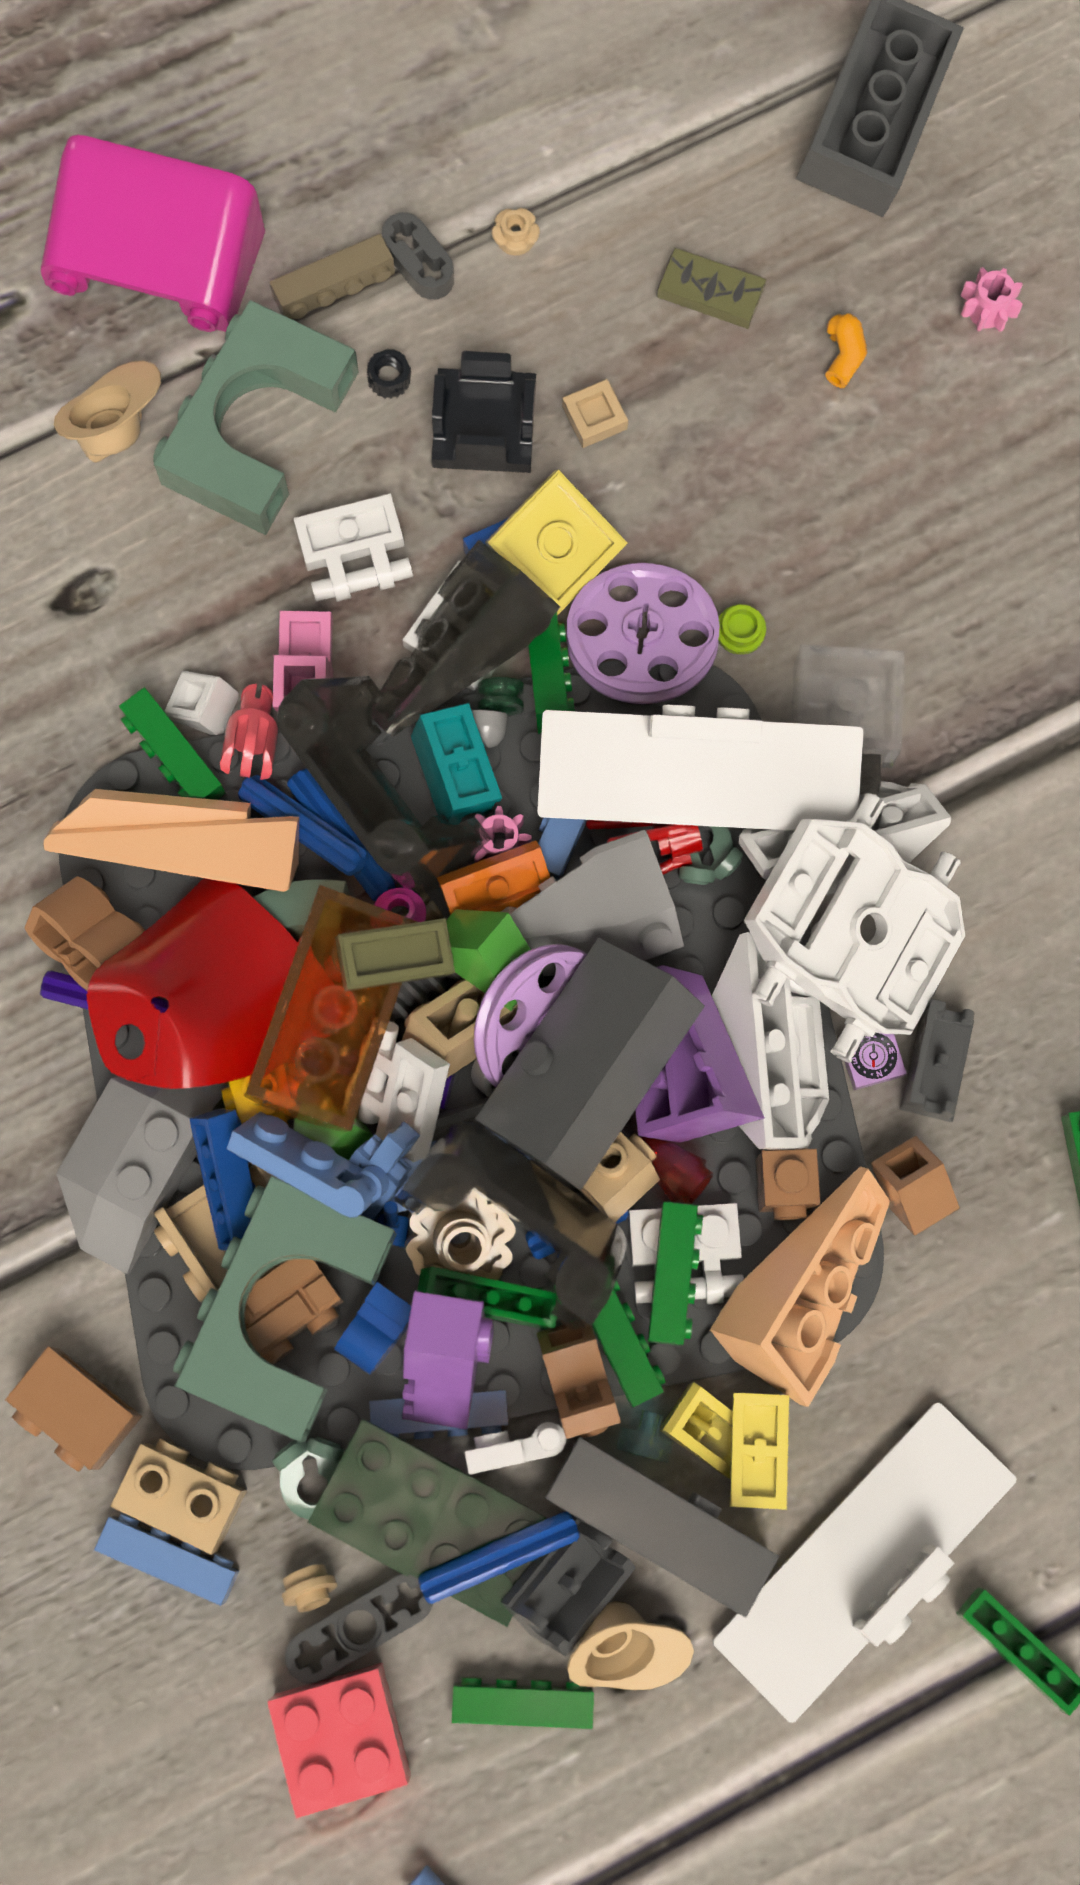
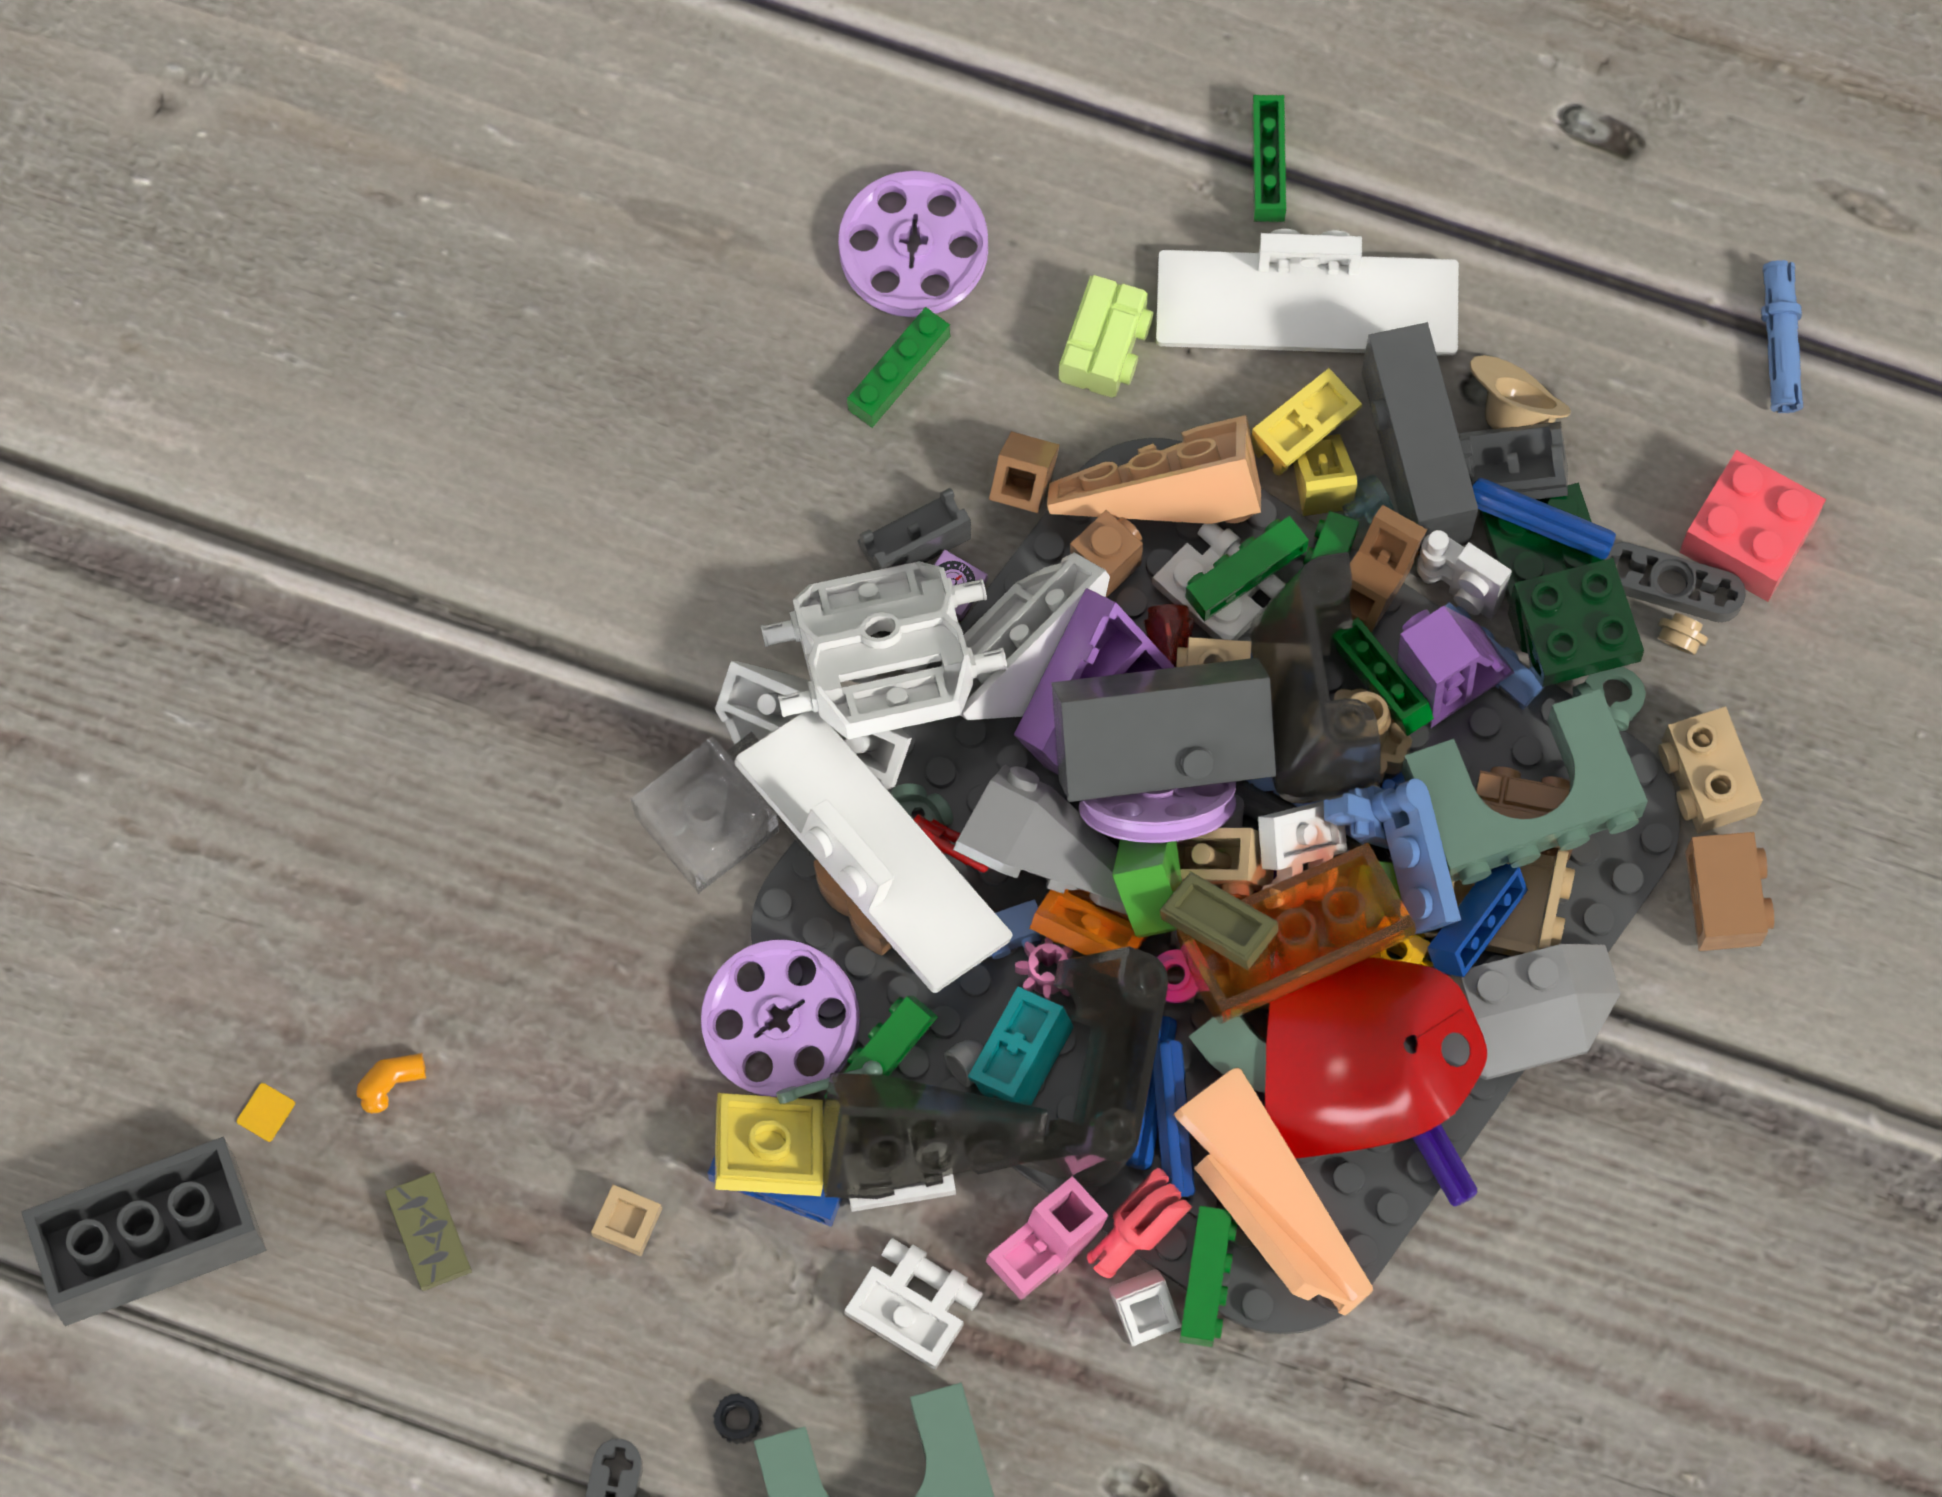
camera: 130 degrees left, 5 degrees down
(80, 928) = (1404, 1192): medium nougat brick -> none
(166, 1559) = (1759, 743): medium blue piece -> none
(374, 1329) = (1479, 735): blue leg -> none
(483, 415) = (708, 1304): black panel -> none
(501, 695) = (934, 1067): clear green bush -> none
(515, 242) = (532, 1435): tan plate -> none
(522, 1704) = (1616, 436): green piece -> none
(579, 586) = (792, 1093): none -> sand green hinge
(741, 629) = (704, 954): lime plate -> none
(898, 260) = (265, 1112): none -> yellow sticker
(978, 1361) = (1104, 337): none -> yellowish green brick
(991, 299) = (233, 999): bright pink gear -> none

